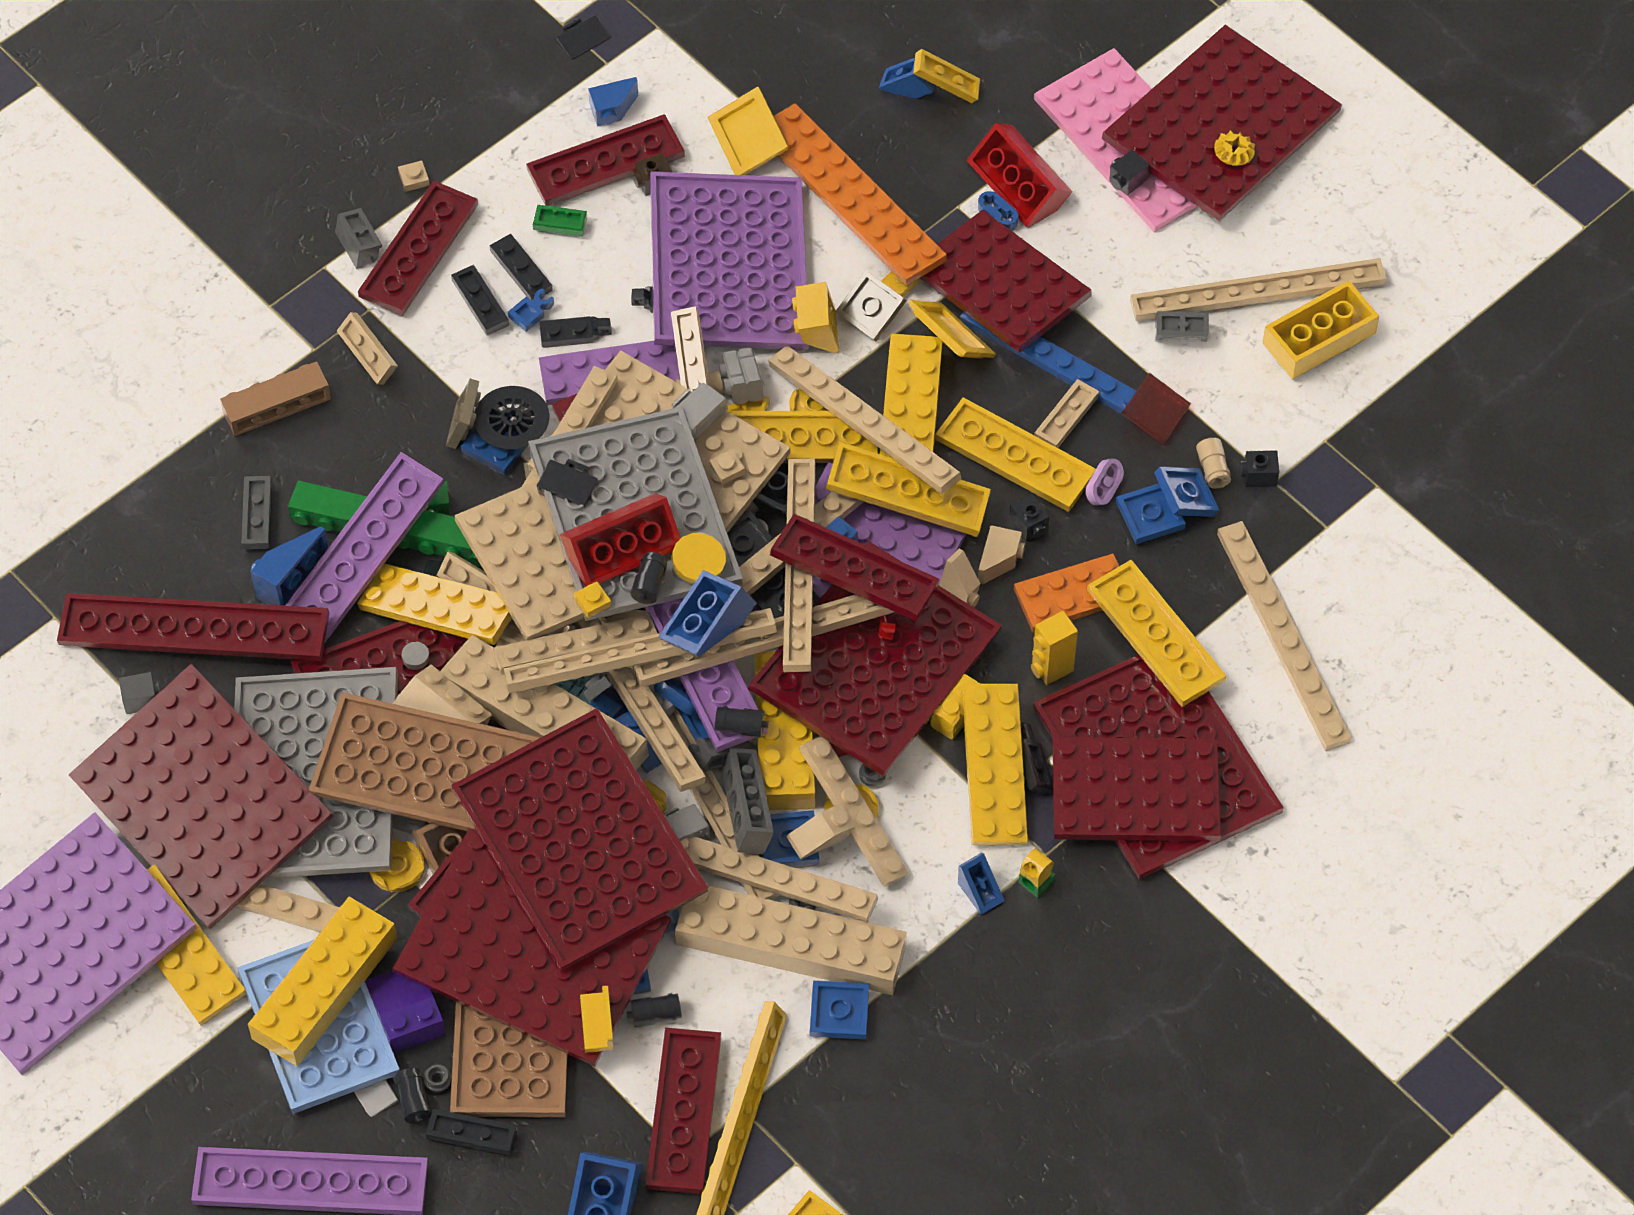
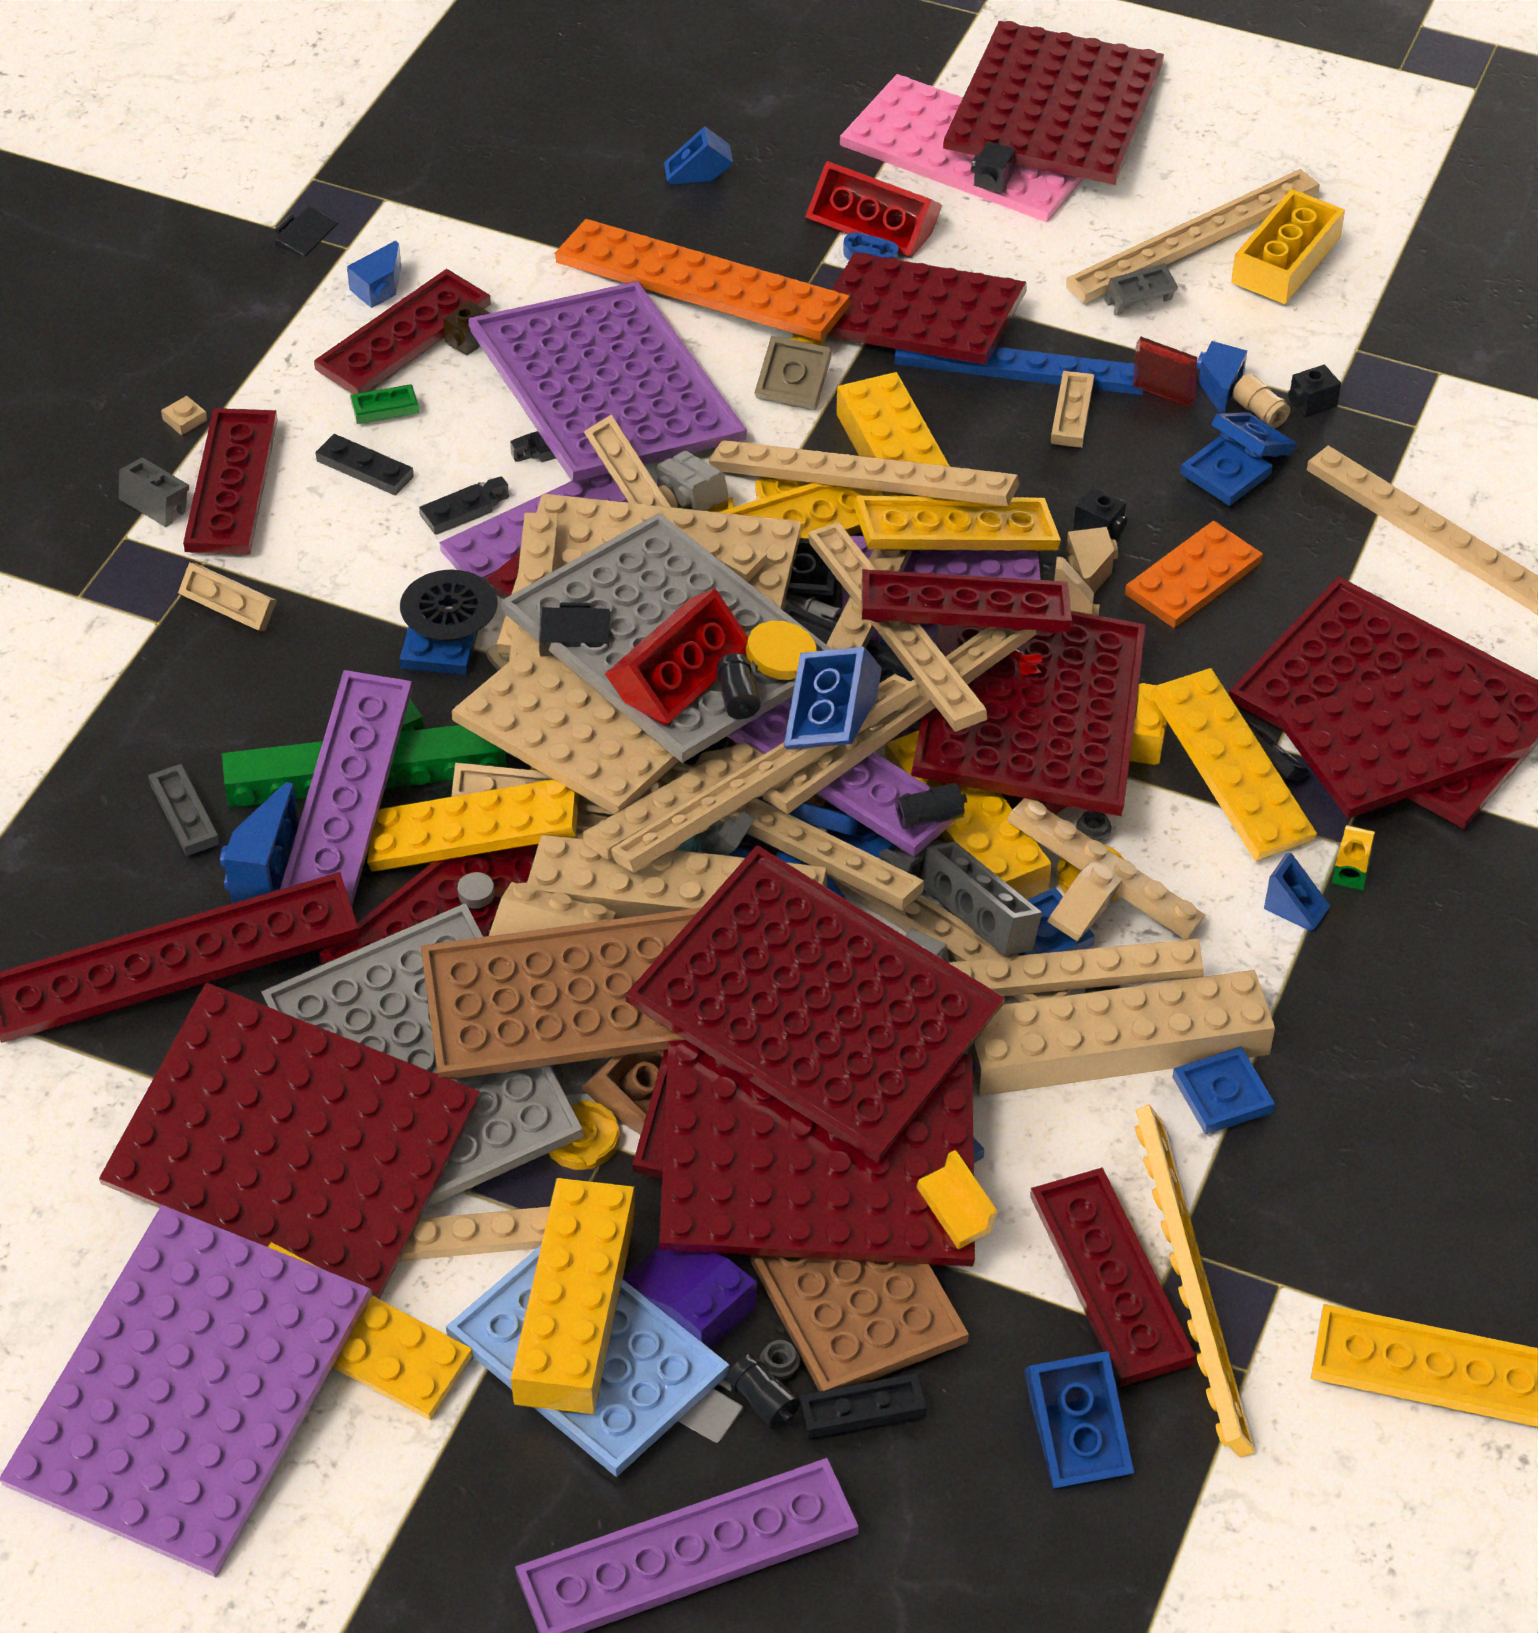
camera: 25 degrees left, 10 degrees down
(137, 691) = (138, 1056): dark grey brick -> none
(275, 398) = (141, 683): medium nougat brick -> none
(463, 414) = (387, 620): dark tan plate -> none
(480, 300) = (336, 508): black plate -> none
(529, 312) = (402, 502): blue plate -> none
(592, 599) = (682, 732): yellow plate -> none
(653, 1010) = (1009, 1171): black piece -> none
(700, 408) = (680, 505): light grey piece -> none
(748, 132) = (552, 256): yellow piece -> none
(771, 516) = (814, 606): none -> light grey axle
(816, 316) = (743, 395): yellow slope -> none
(946, 76) = (741, 140): yellow plate -> none
(950, 329) = (901, 366): yellow piece -> none
(1015, 454) = (1048, 460): yellow plate -> none
(1054, 648) = (1226, 620): yellow brick -> none
(1104, 482) = (1157, 456): lavender plate -> none
(1156, 633) = (1320, 574): yellow plate -> none
(1199, 423) = (1220, 371): none -> blue slope
(1224, 149) = (1082, 111): yellow gear -> none

